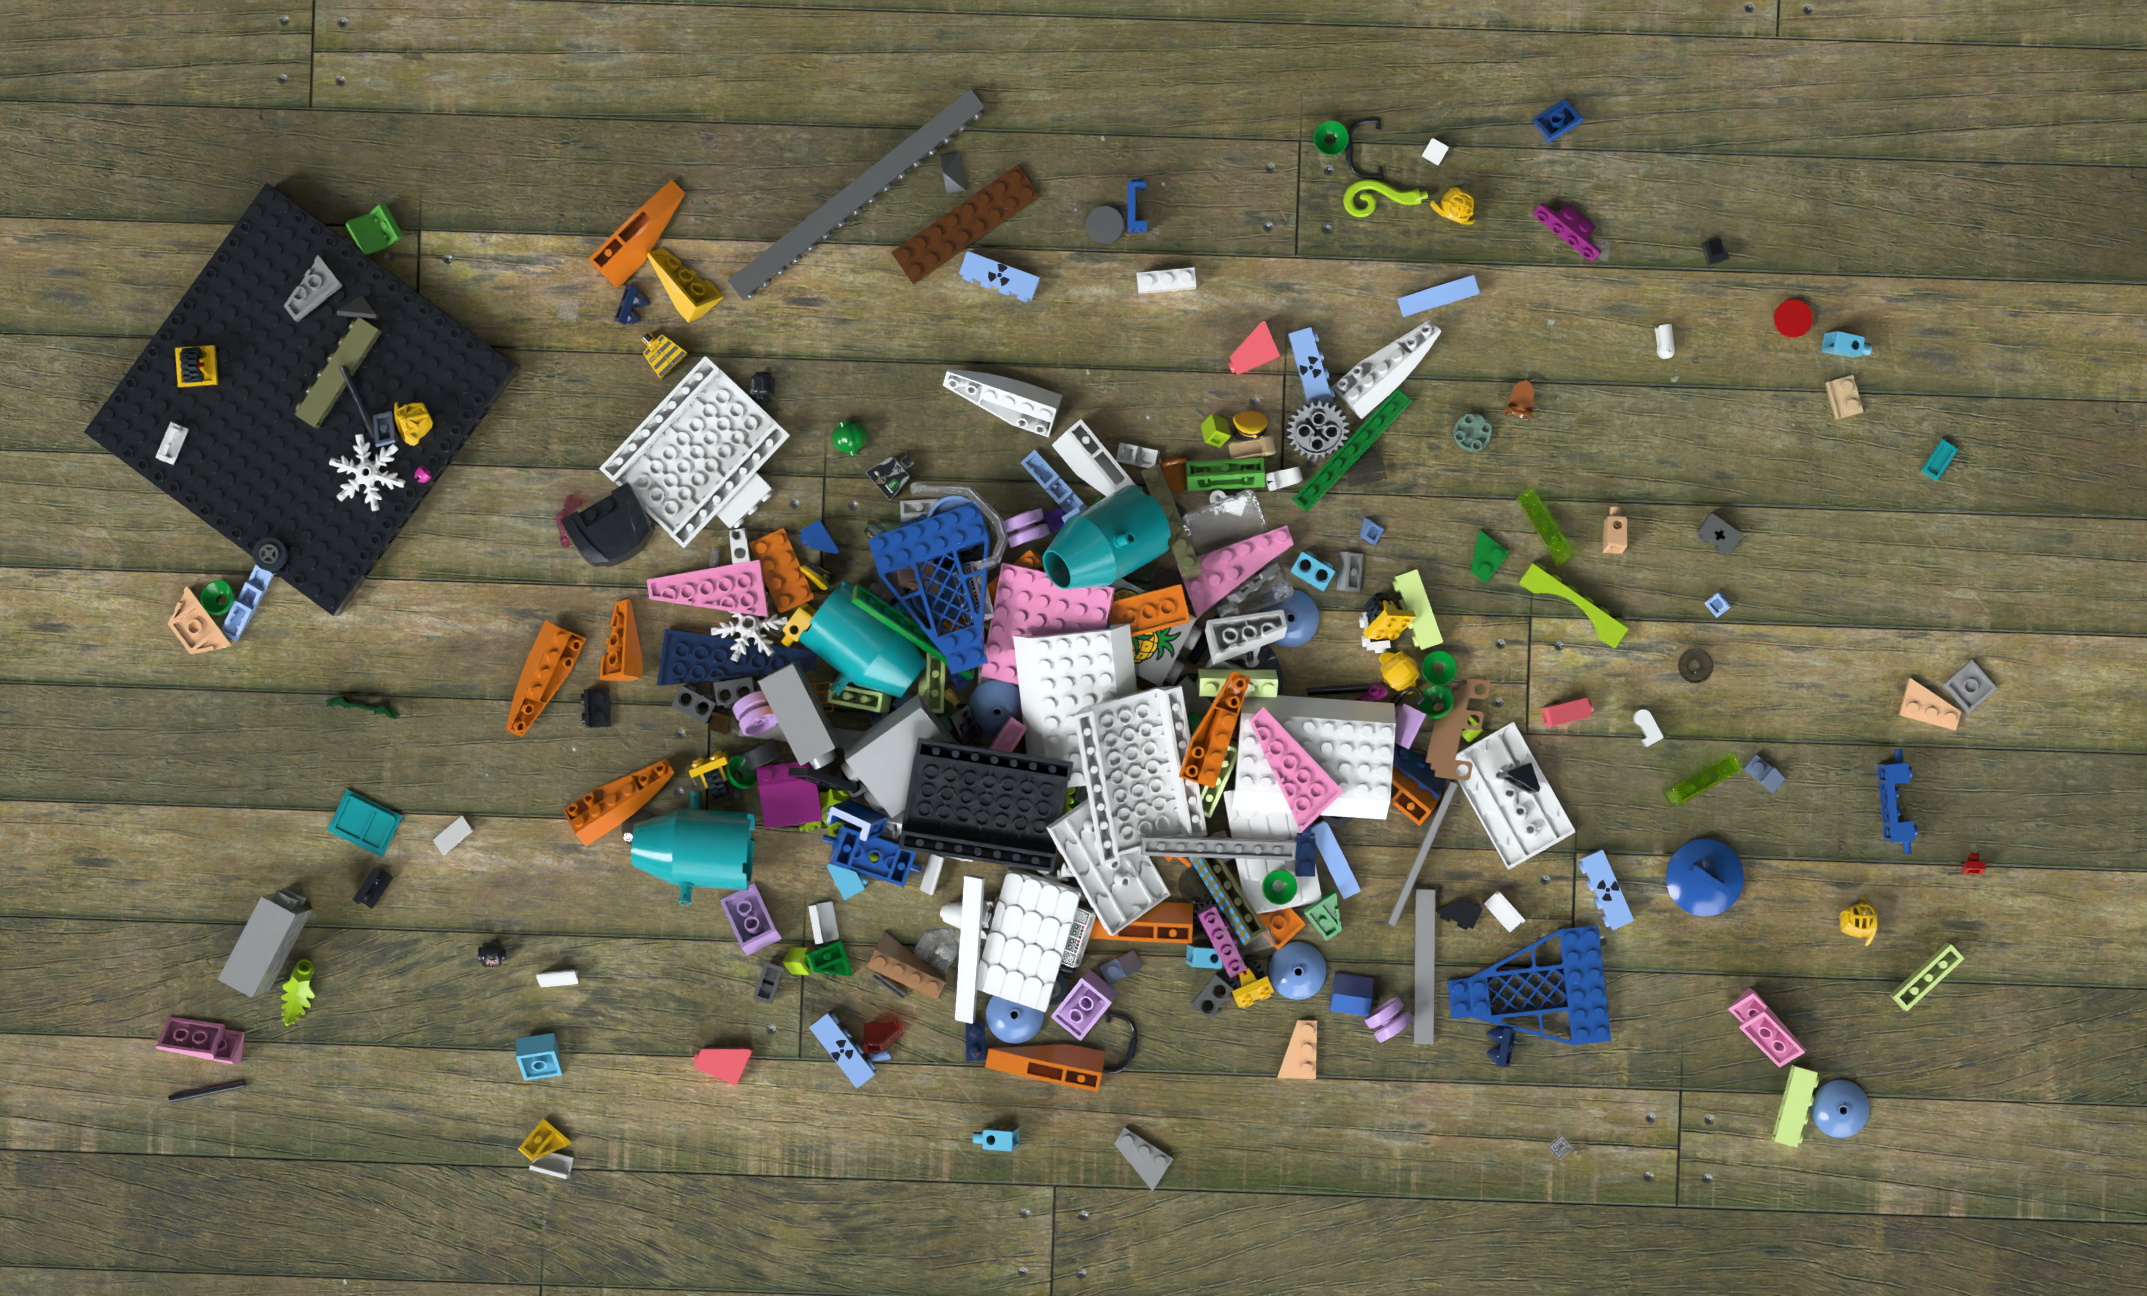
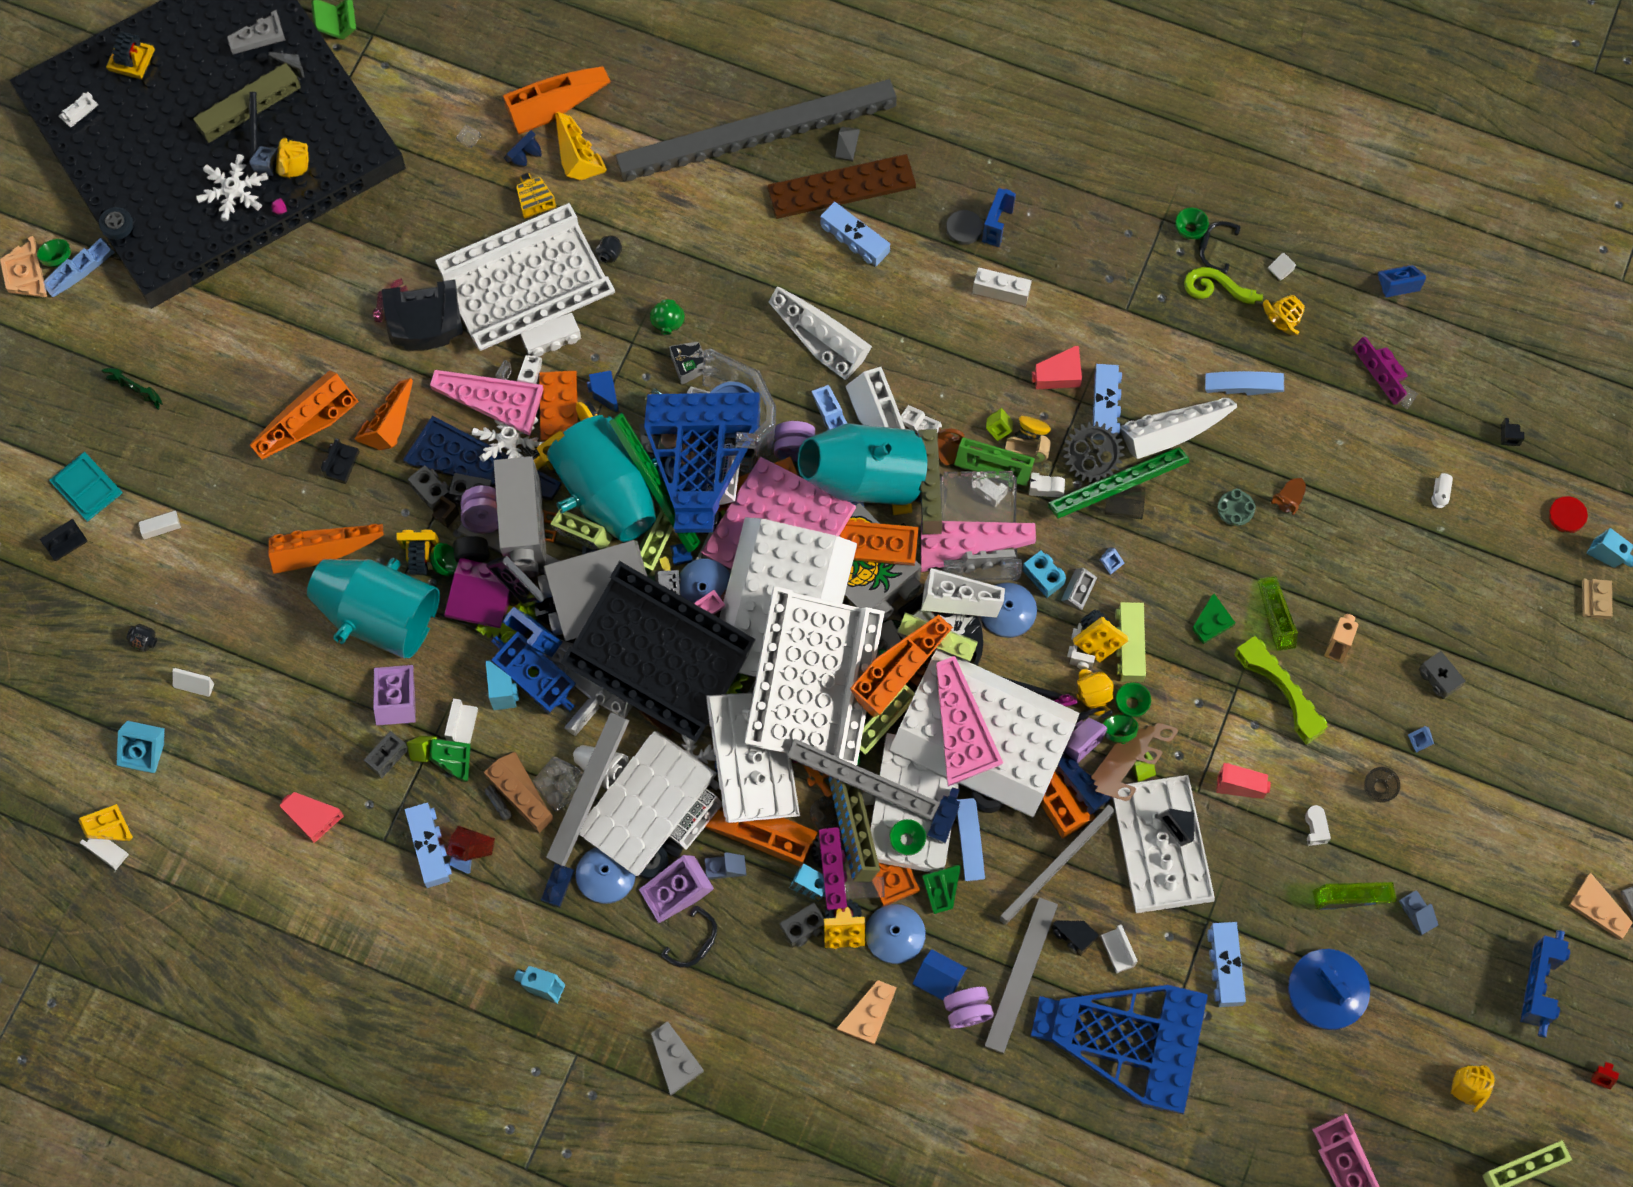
camera: 20 degrees right, 20 degrees down
(1051, 1063) = (622, 932): orange wedge -> none
(1503, 1054) = (1078, 1075): dark blue tile -> none

